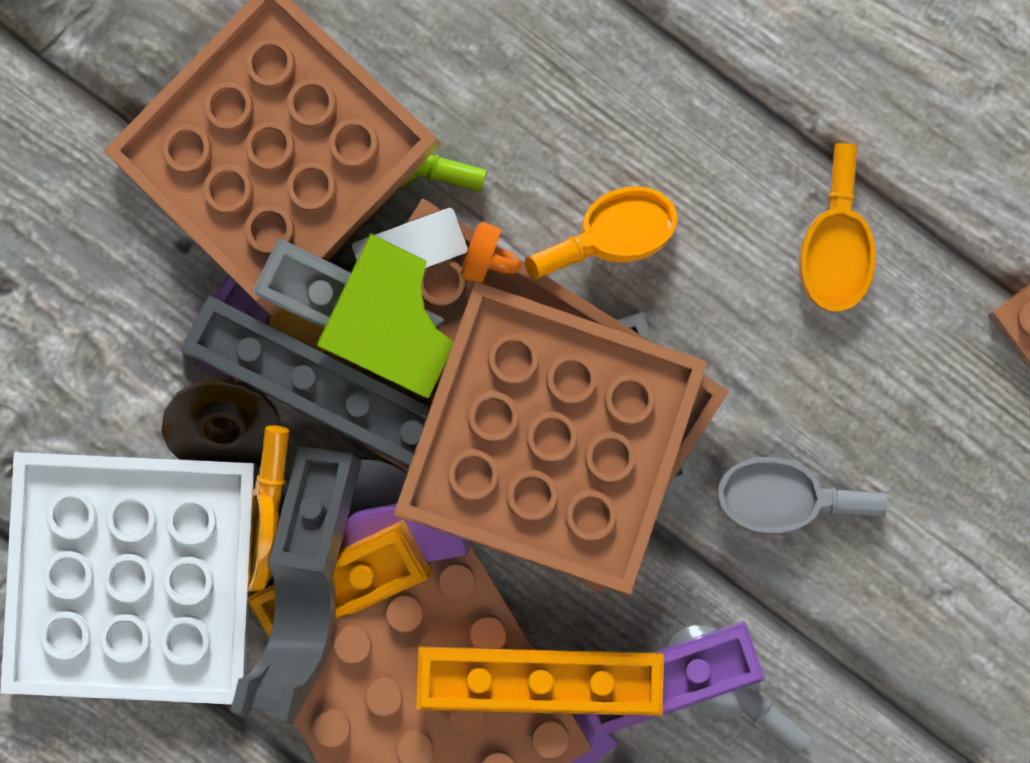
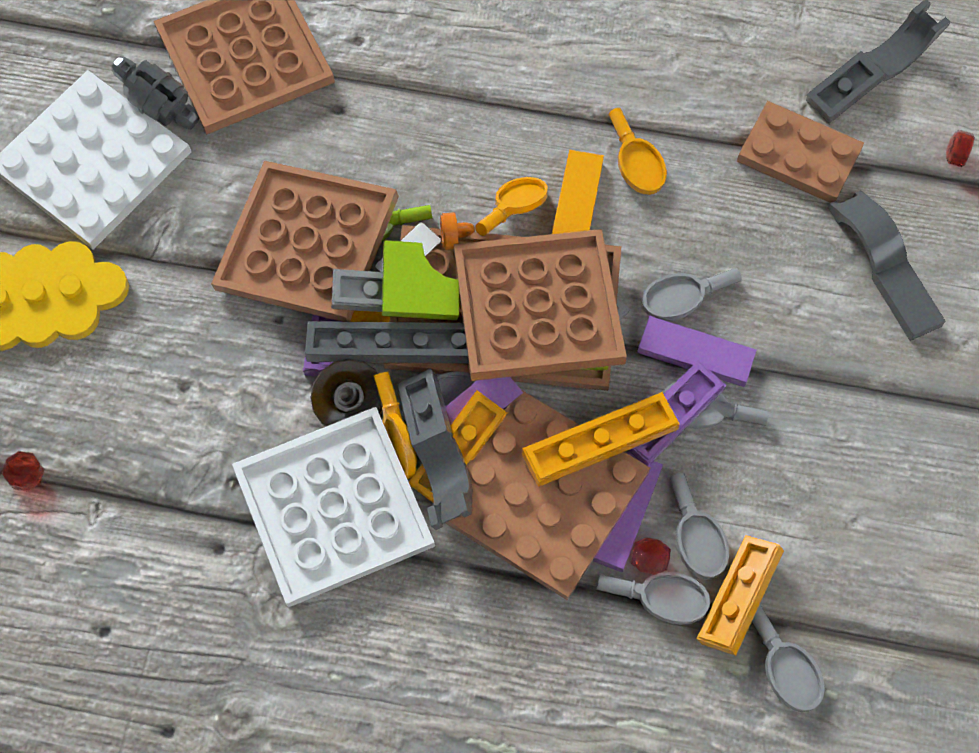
camera: 25 degrees left, 20 degrees down
(711, 268) = (578, 192): none -> light orange tile
(759, 594) = (687, 346): none -> medium lavender tile

